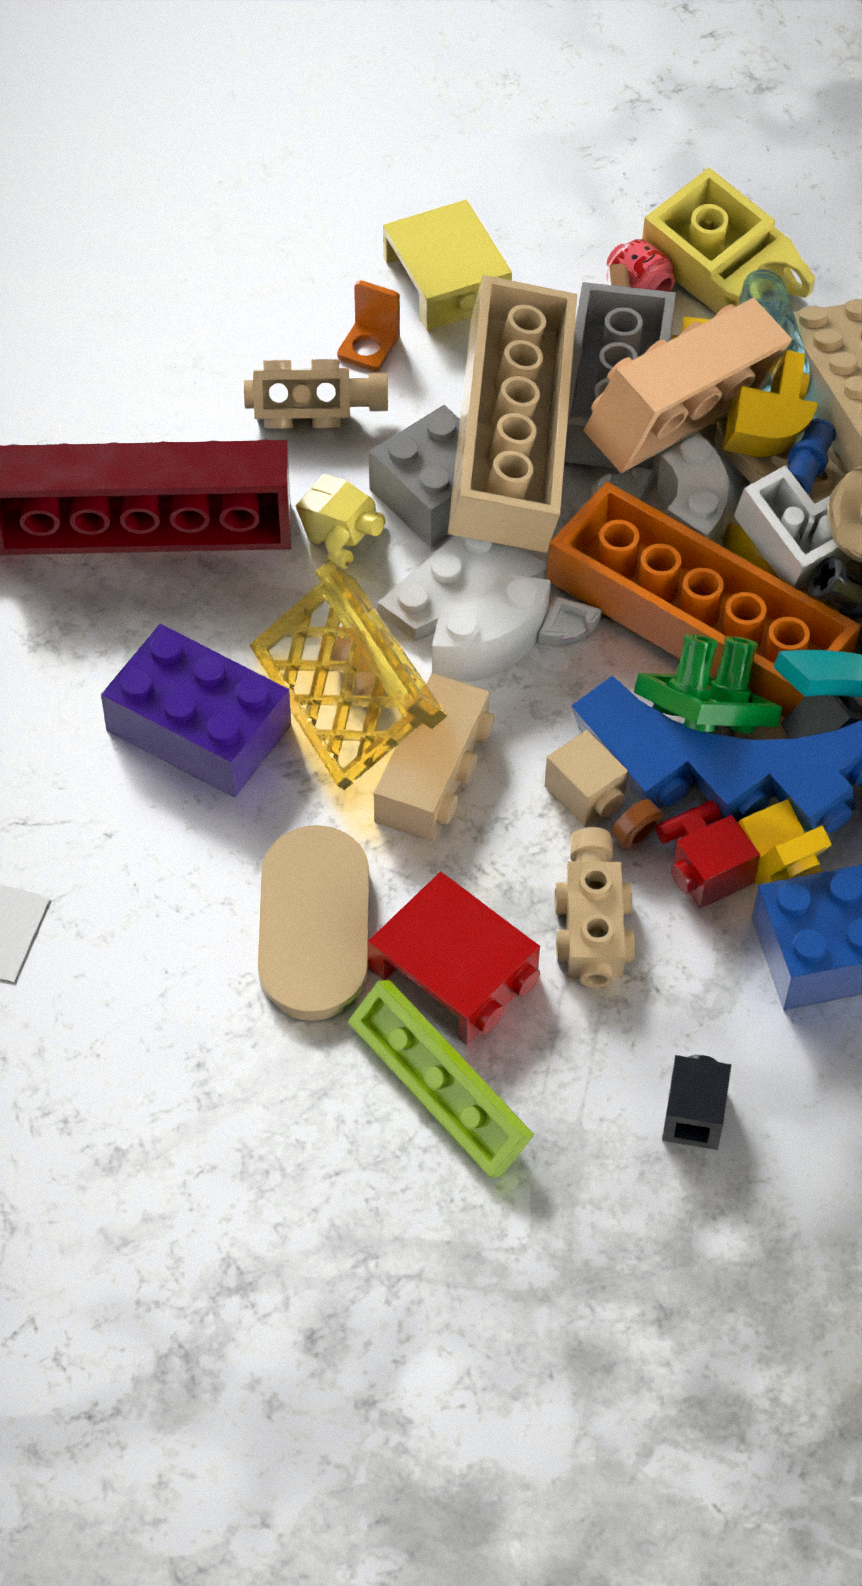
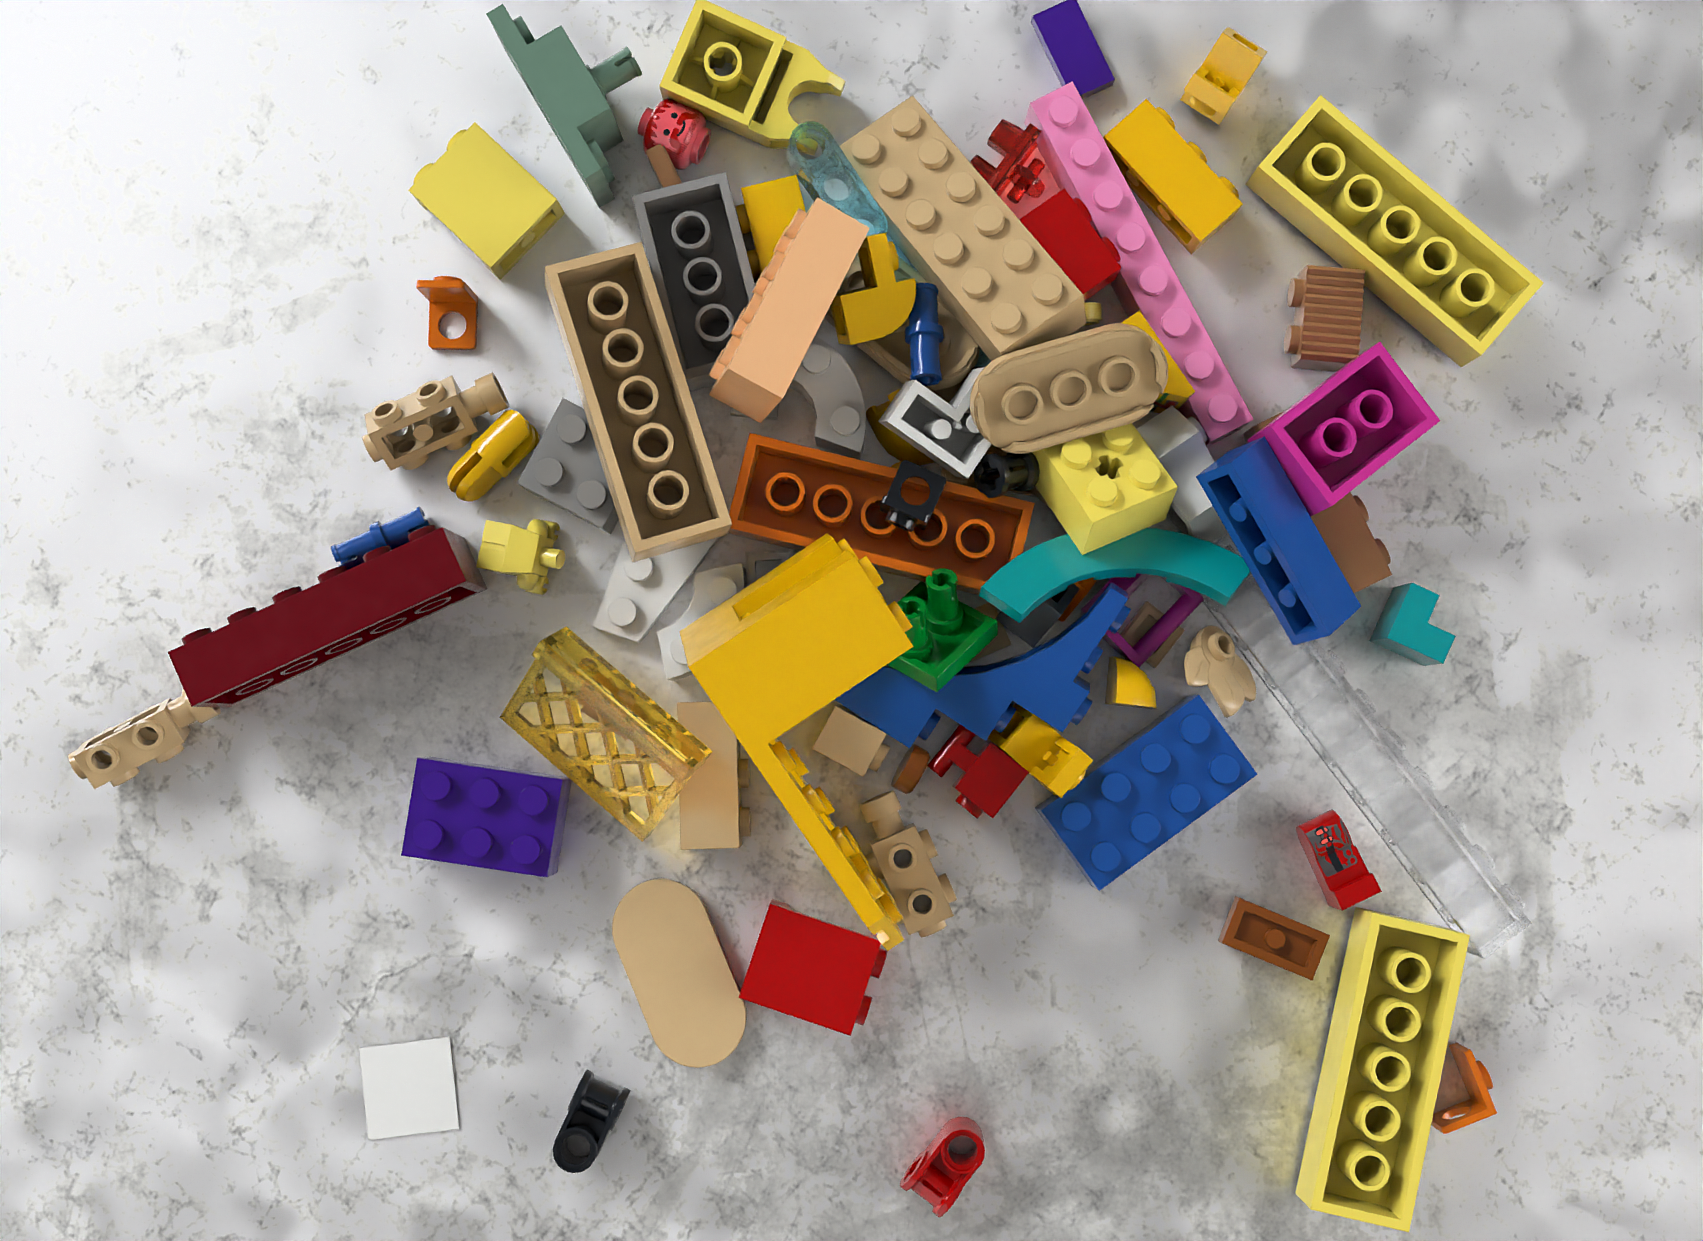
camera: 20 degrees left, 30 degrees up
(159, 1005) = (592, 1115): none -> black piece
(348, 440) = (492, 456): none -> yellow arm
(440, 1079) = (846, 1082): lime plate -> none
(502, 1204) = (941, 1173): none -> red piece
(560, 204) = (570, 94): none -> sand green brick
(562, 604) = (781, 657): none -> yellow bracket
(696, 1101) = (1058, 1015): black brick -> none
(731, 572) = (900, 512): none -> black bracket

